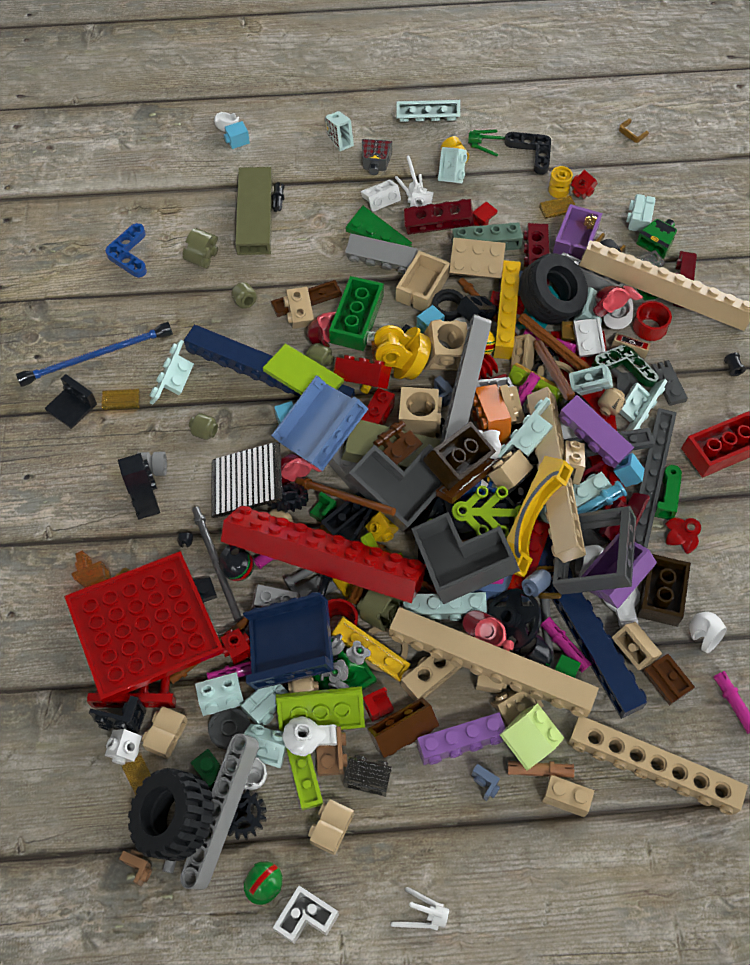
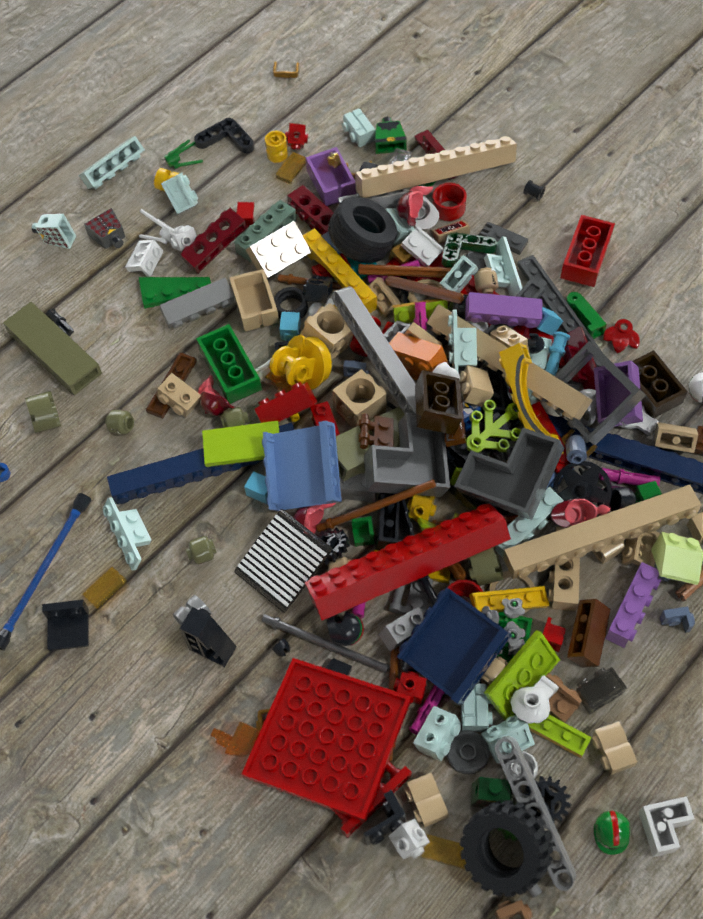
camera: 40 degrees left, 0 degrees up
(591, 477) = (535, 343): none -> black plate

